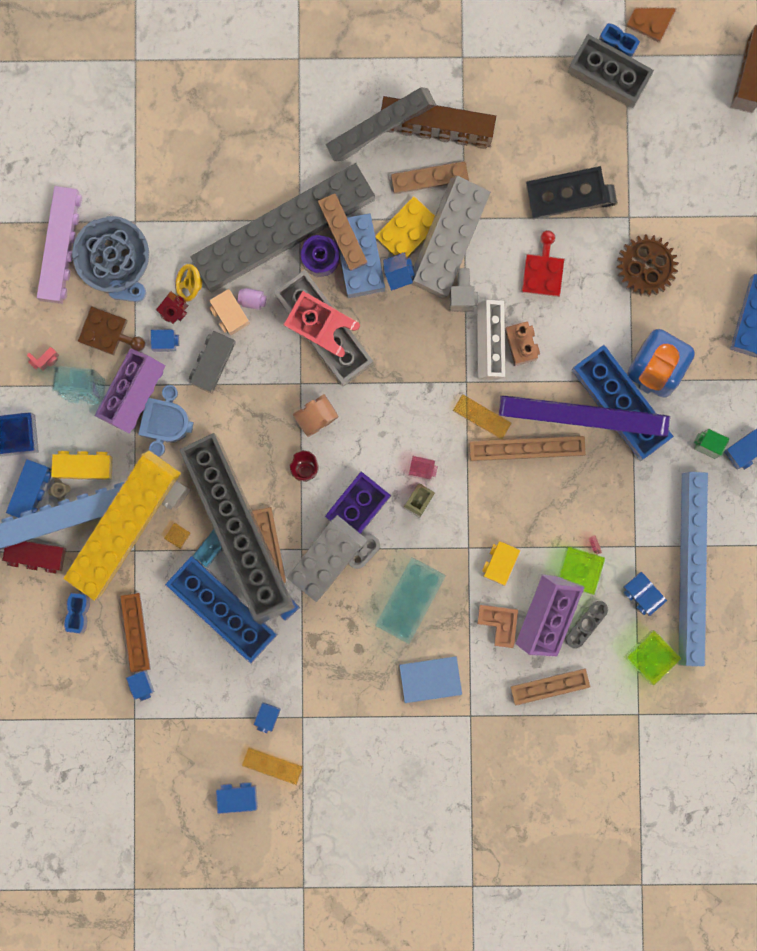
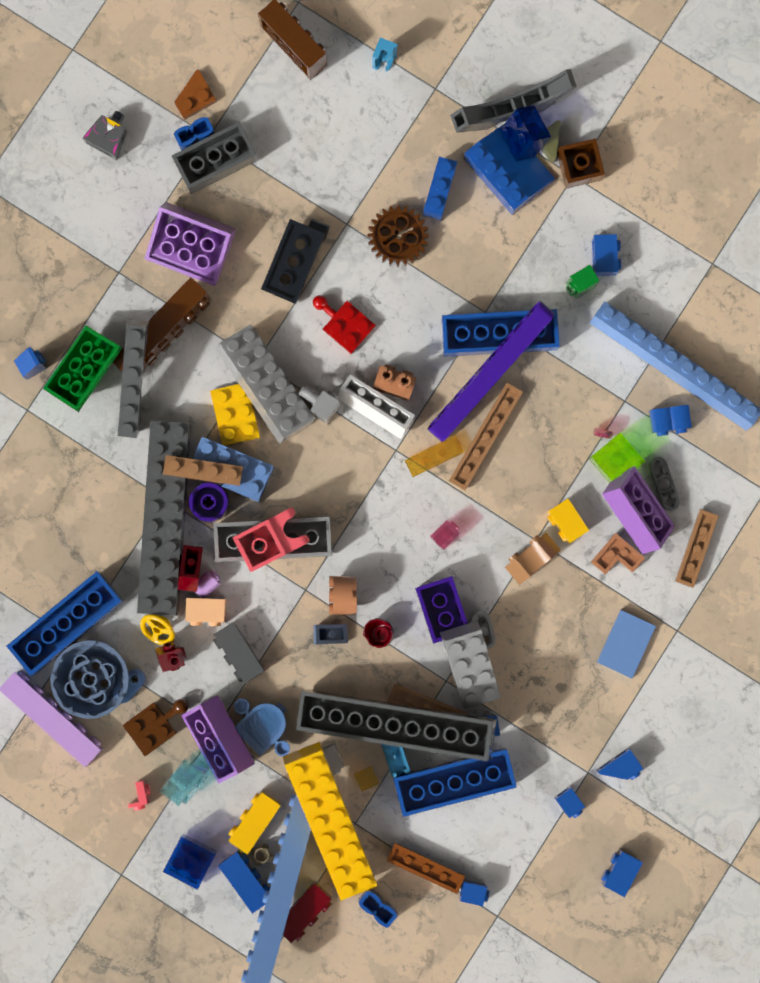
camera: 60 degrees left, 0 degrees up
(143, 204) = (65, 623): none -> blue brick
(164, 340) = (193, 681): blue brick -> none
(255, 275) = (190, 568): none -> dark red brick
(272, 766) = (612, 824): clear yellow tile -> none
(277, 426) = (330, 634): none -> sand blue slope
(325, 742) = (622, 766): none -> blue slope
(338, 34) = (30, 363): none -> blue slope
(361, 78) = (82, 368): none -> green slope
(398, 271) = (267, 445): blue brick -> none
(410, 600) = (550, 618): clear light blue brick -> none
(419, 500) = (470, 554): olive slope -> none
(428, 177) = (202, 367): medium nougat plate -> none
(451, 554) = (533, 558): none -> medium nougat brick
(525, 98) = (189, 243): none -> medium lavender slope
(652, 657) = (727, 448): clear neon green brick -> none
(661, 363) = (488, 279): blue piece -> none
(711, 273) = (439, 188): none -> blue brick

